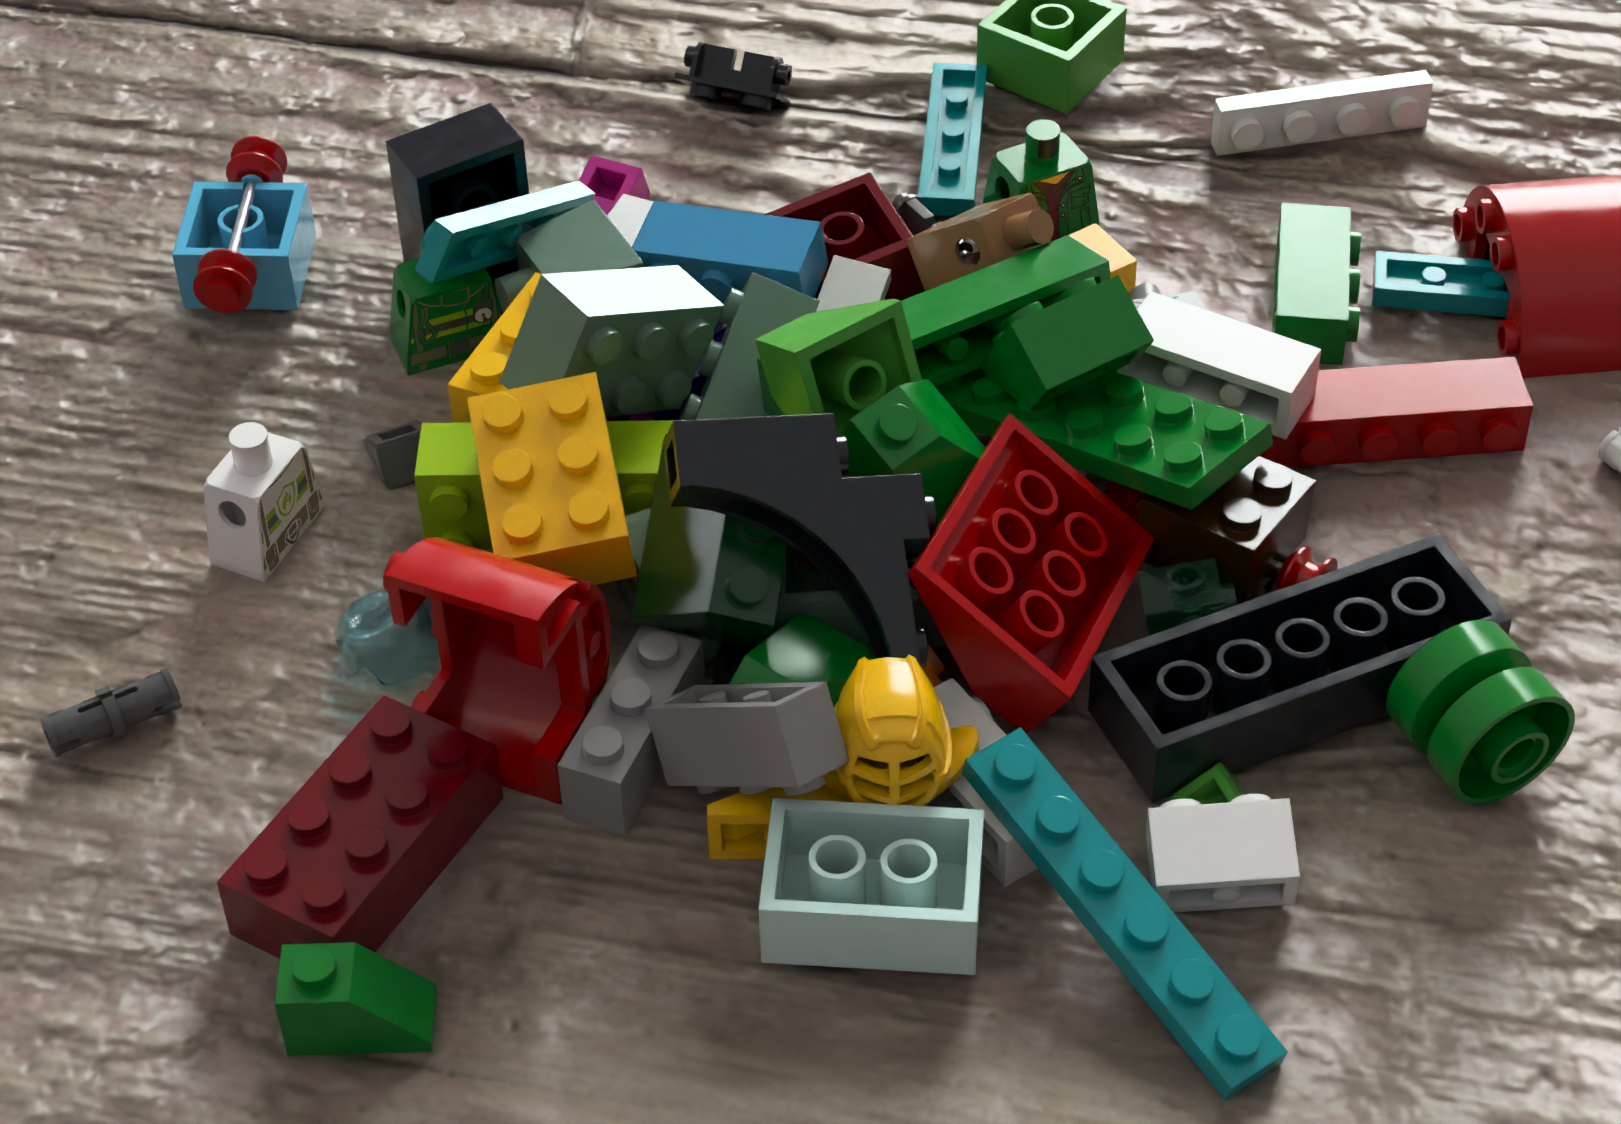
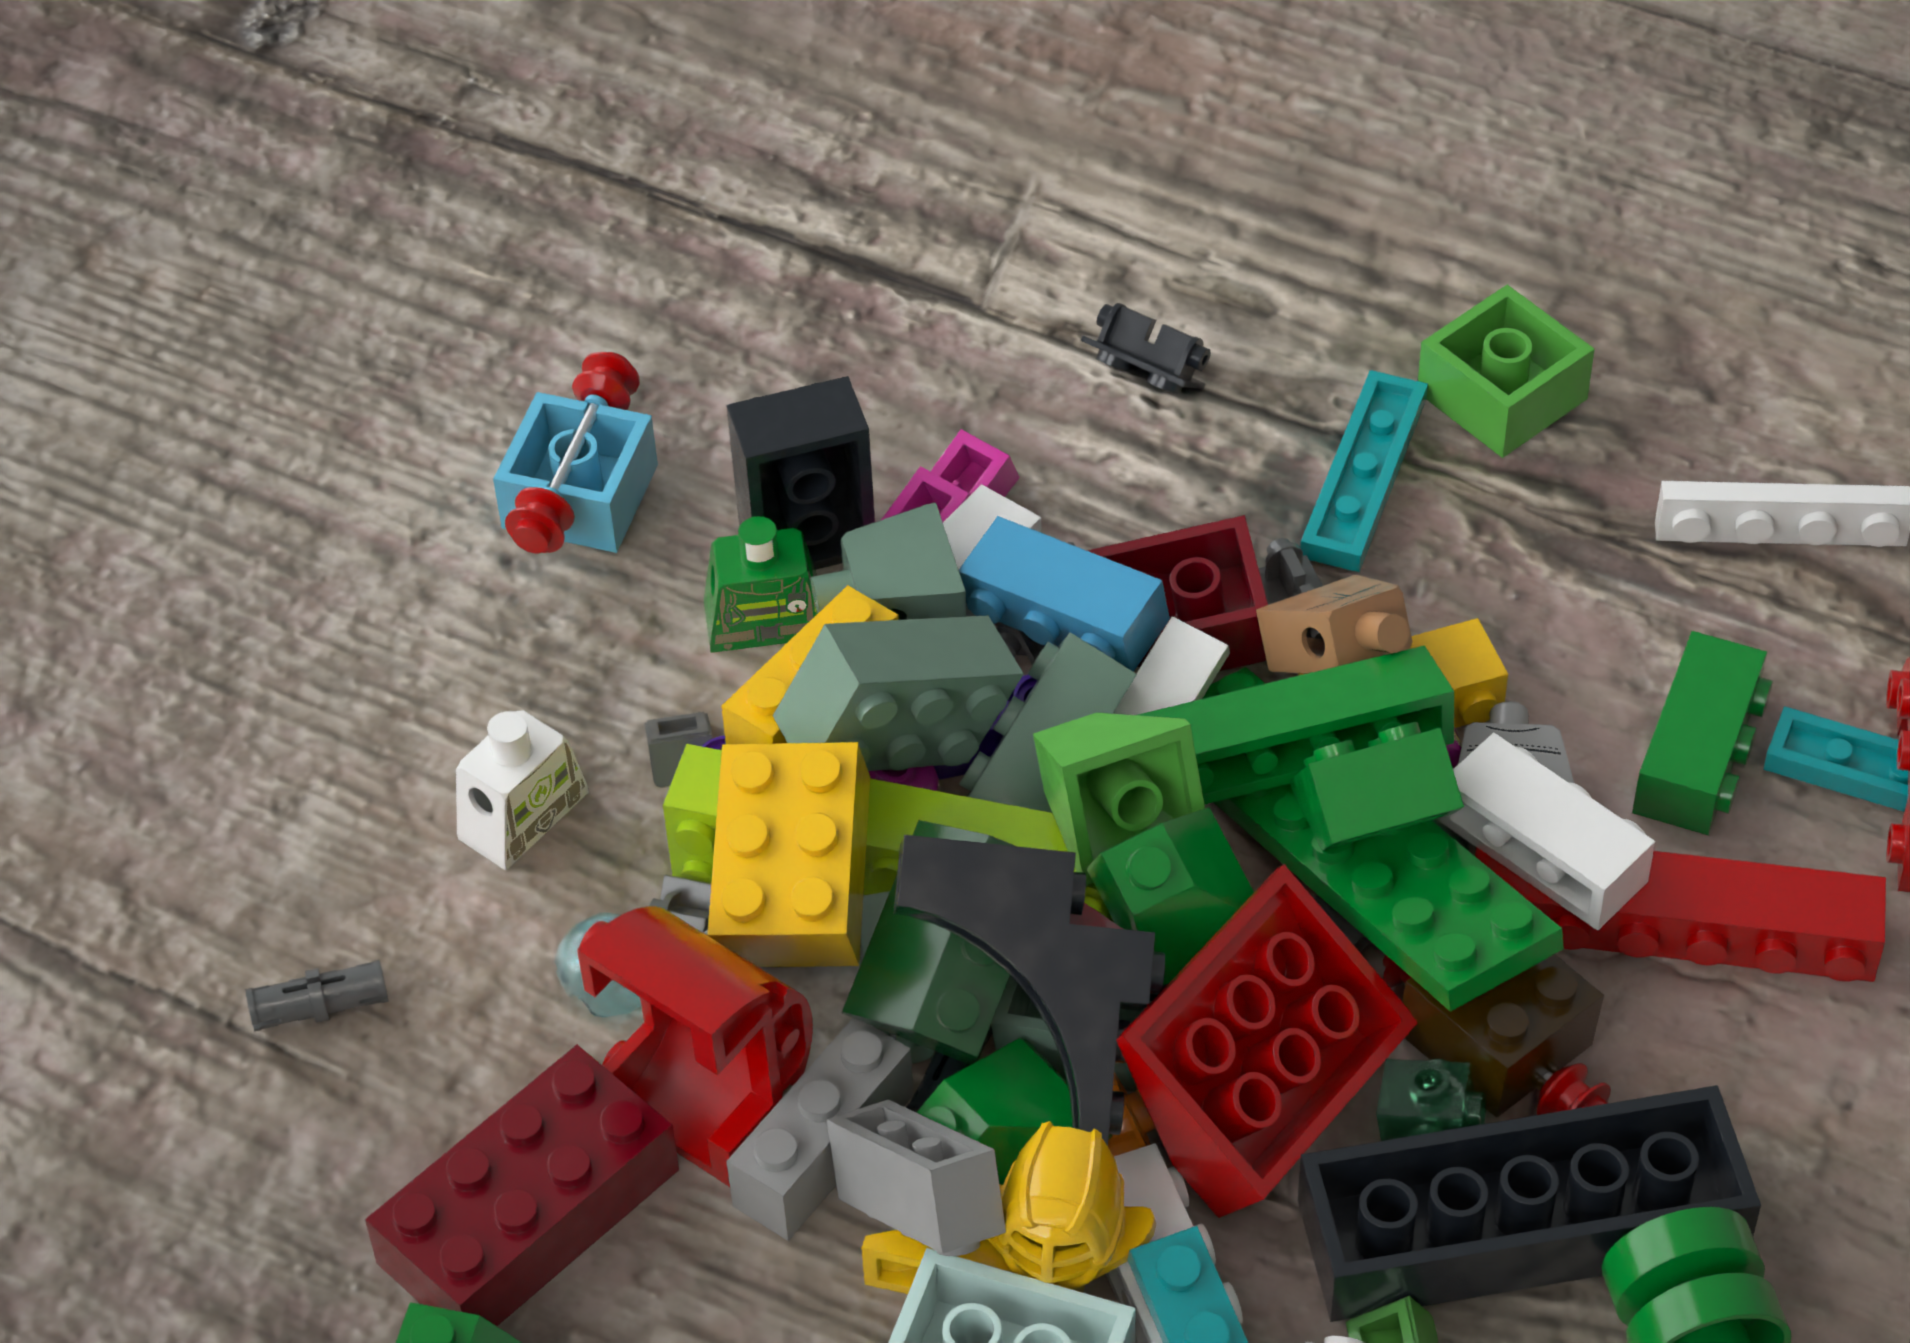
camera: 15 degrees right, 5 degrees up
(489, 233) = (816, 528): teal plate -> none
(1050, 170) = (1435, 560): green torso -> none

